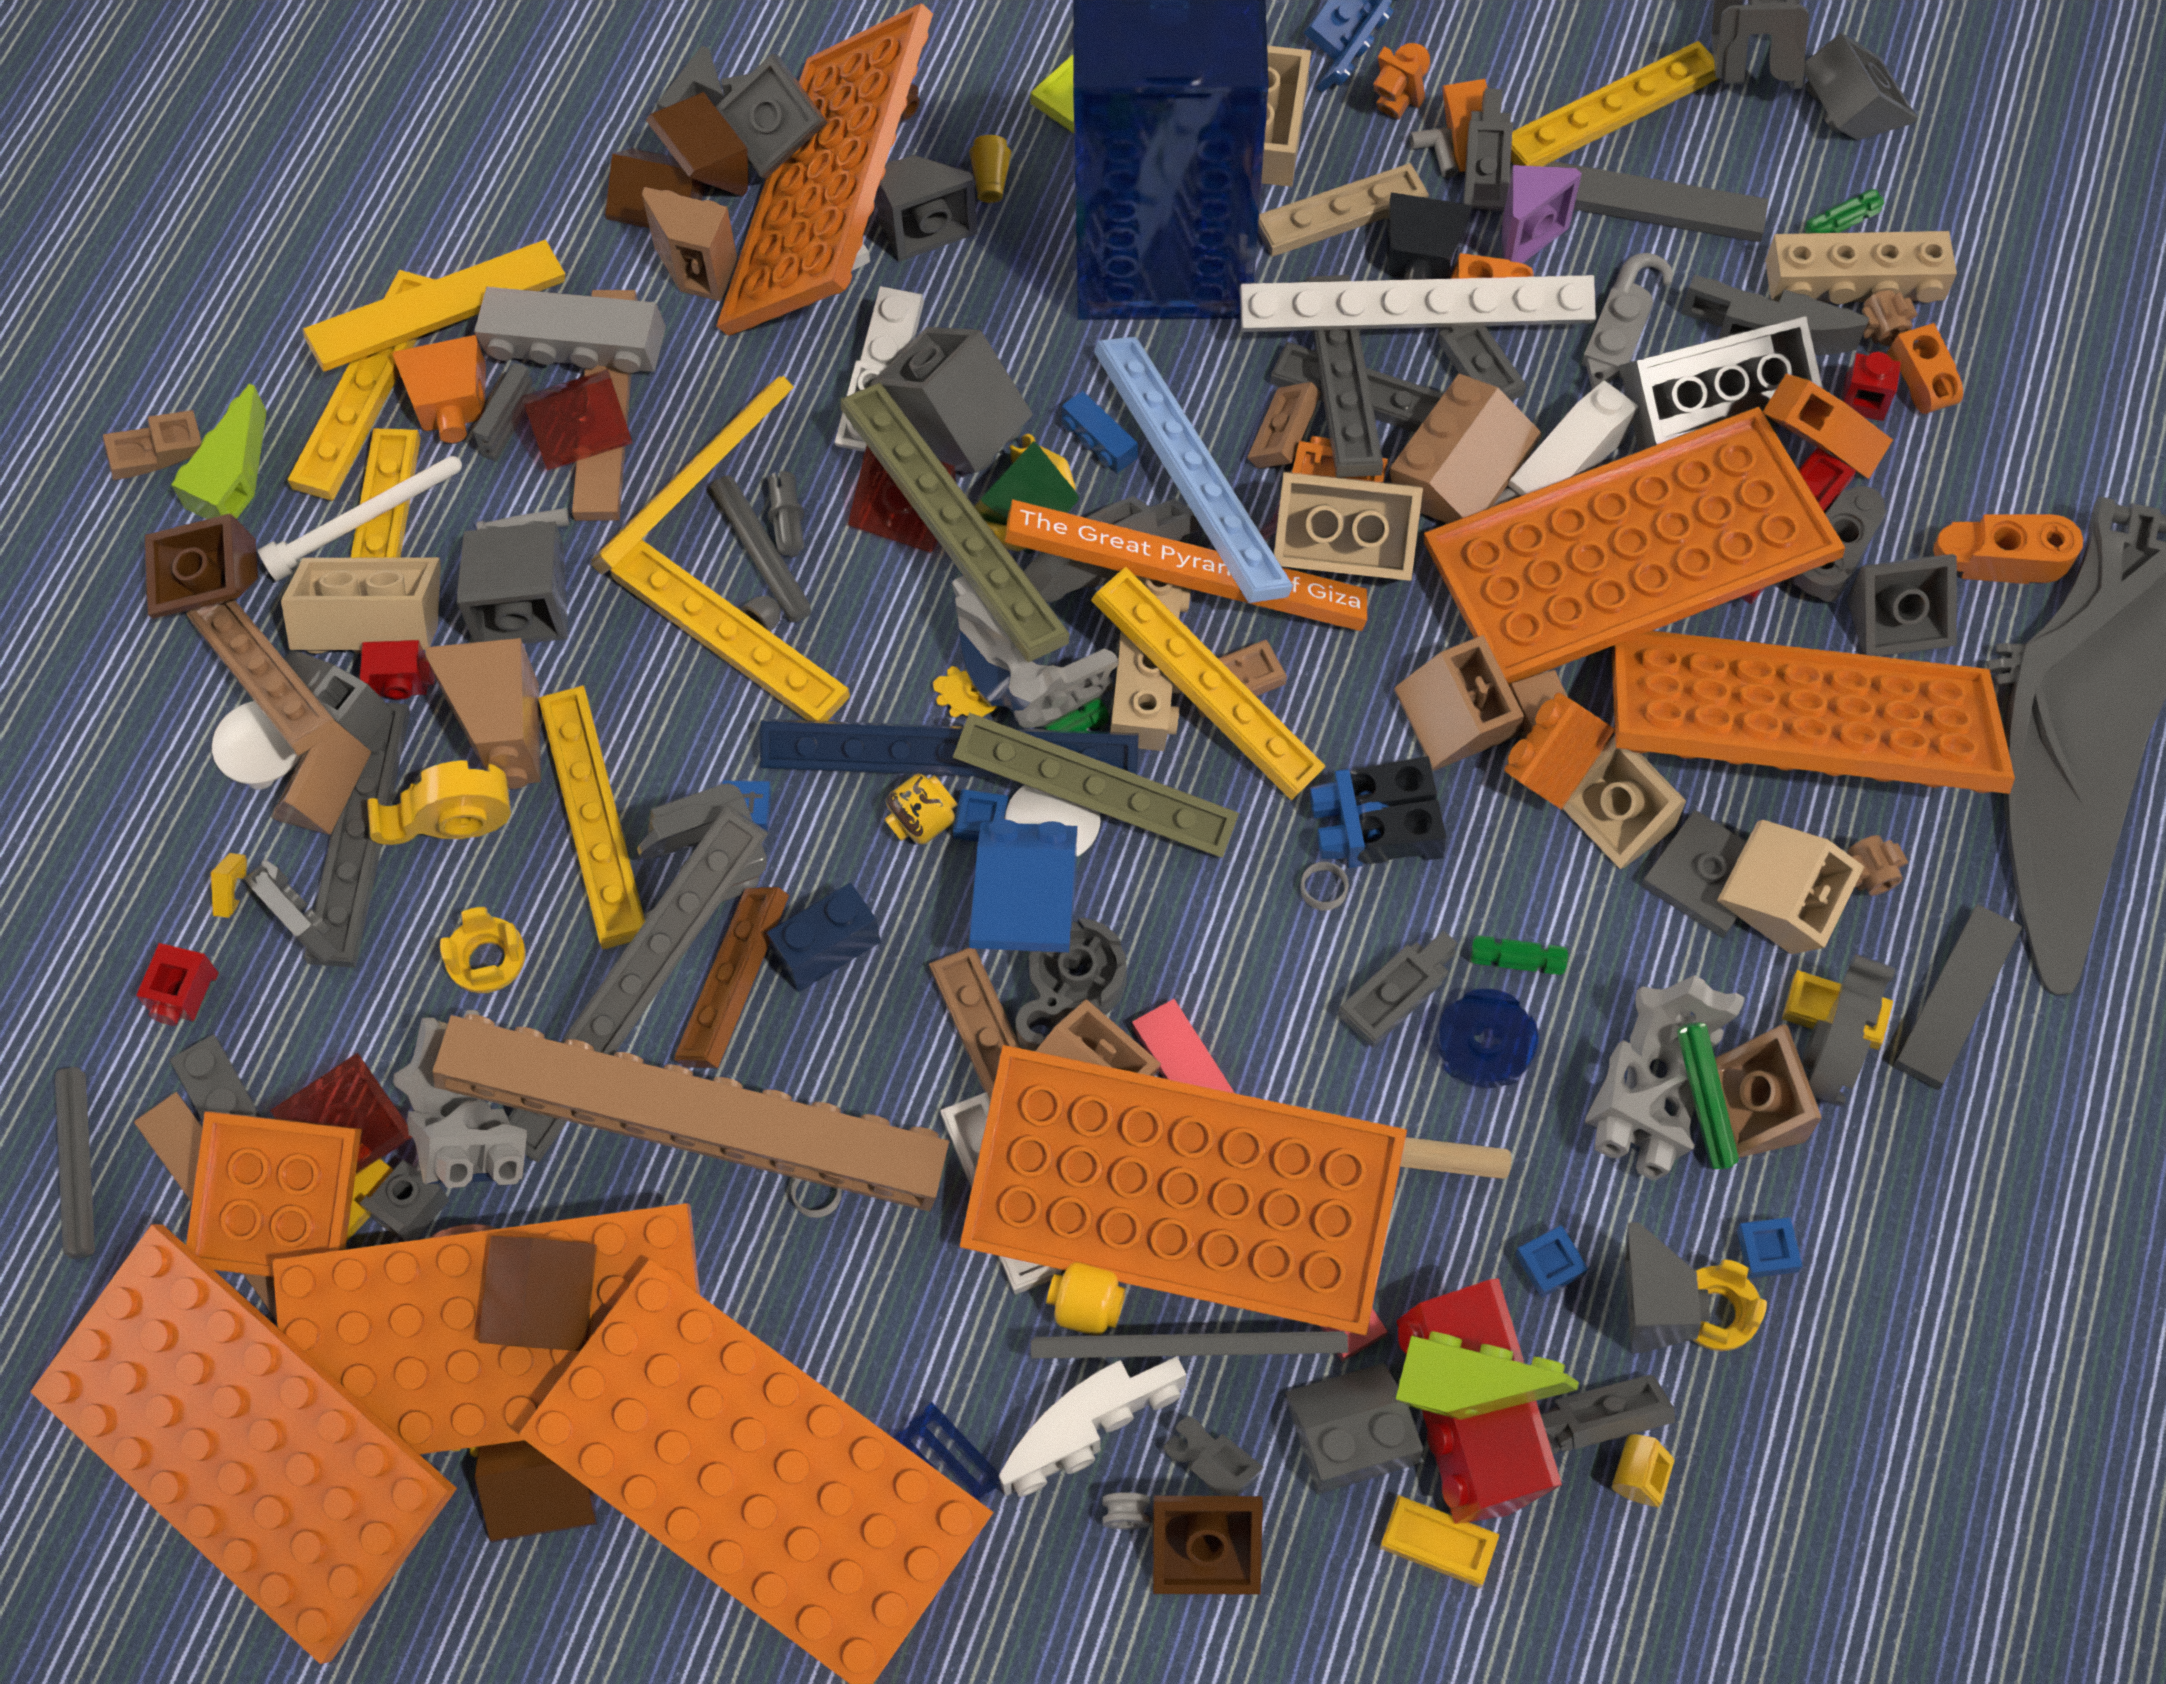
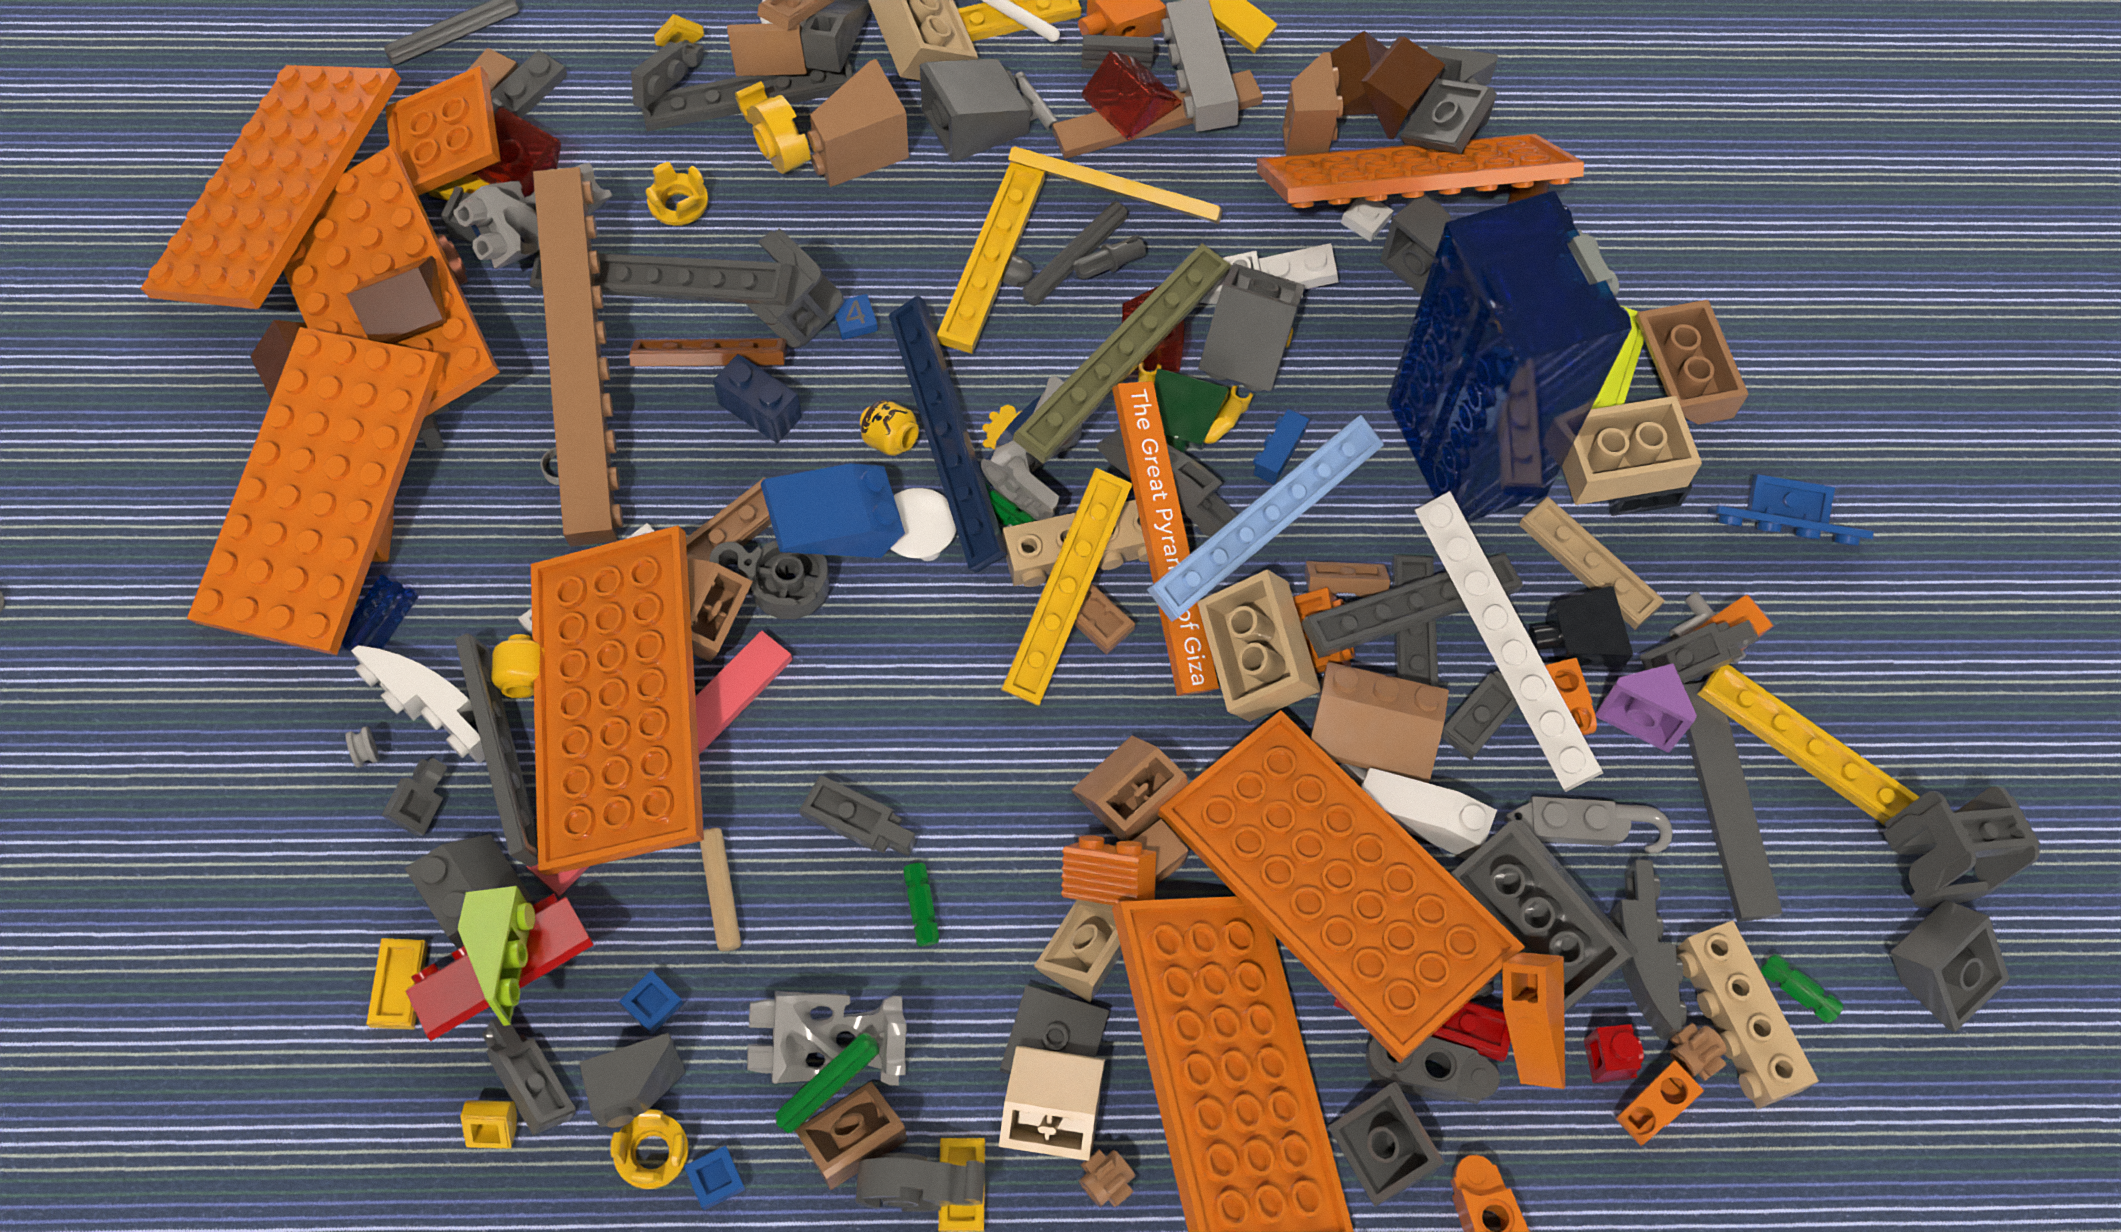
camera: 65 degrees right, 0 degrees up
(173, 971) = (591, 30): red brick -> none
(396, 668) = (876, 48): red brick -> none
(593, 816) = (833, 212): yellow tile -> none
(977, 808) = (904, 471): blue tile -> none
(1096, 785) = (947, 538): olive plate -> none
(1207, 1544) = (349, 810): reddish brown slope -> none
(1321, 866) = (932, 720): light grey axle -> none
(1381, 813) = (1008, 758): black hips -> none
(1401, 78) = (1735, 559): orange hips -> none
(1481, 1066) = (820, 919): clear blue plate -> none

